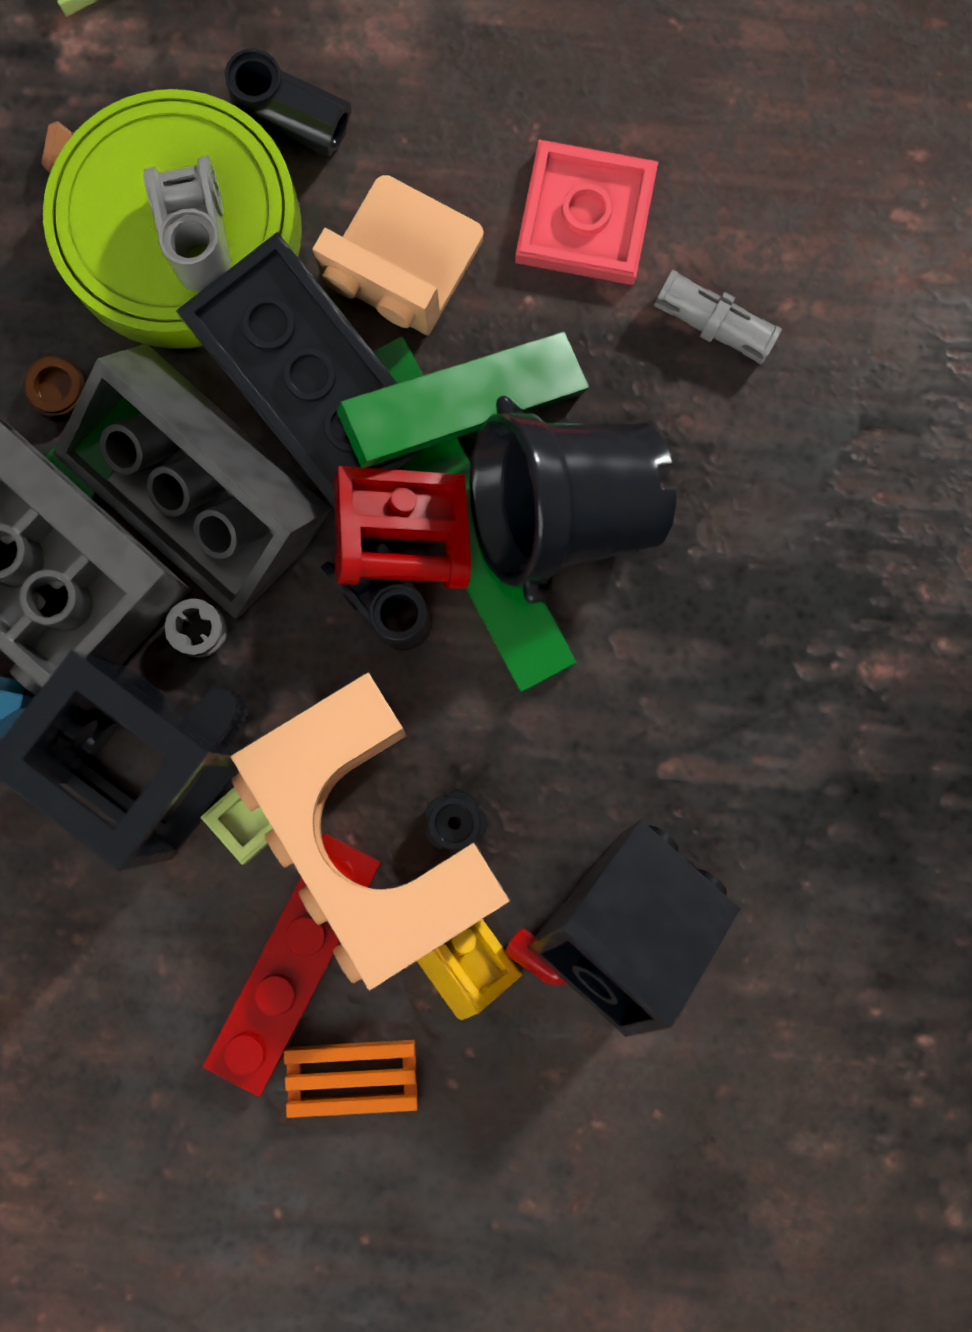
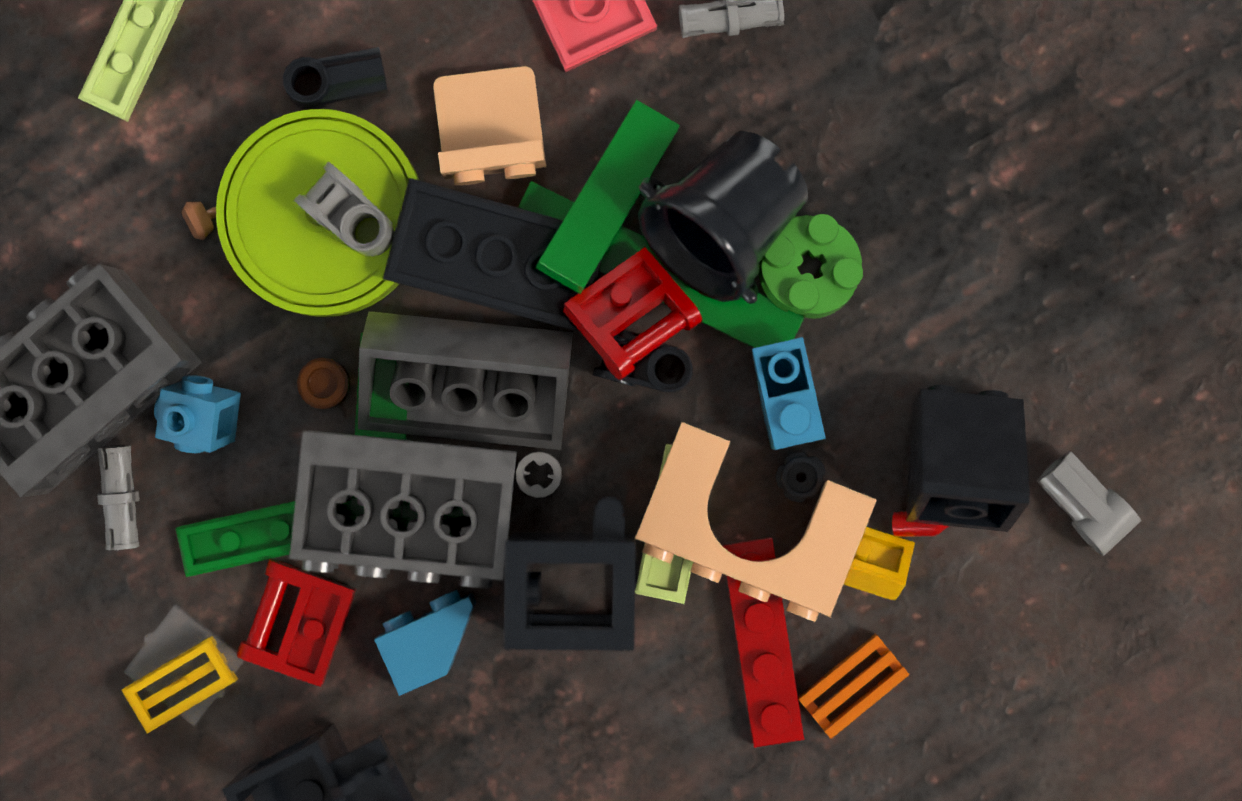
camera: 45 degrees left, 5 degrees up
(500, 724) = (787, 394): none -> dark azure slope
(643, 591) = (840, 269): none -> bright green plate
(732, 1086) = (1096, 513): none -> light grey piece

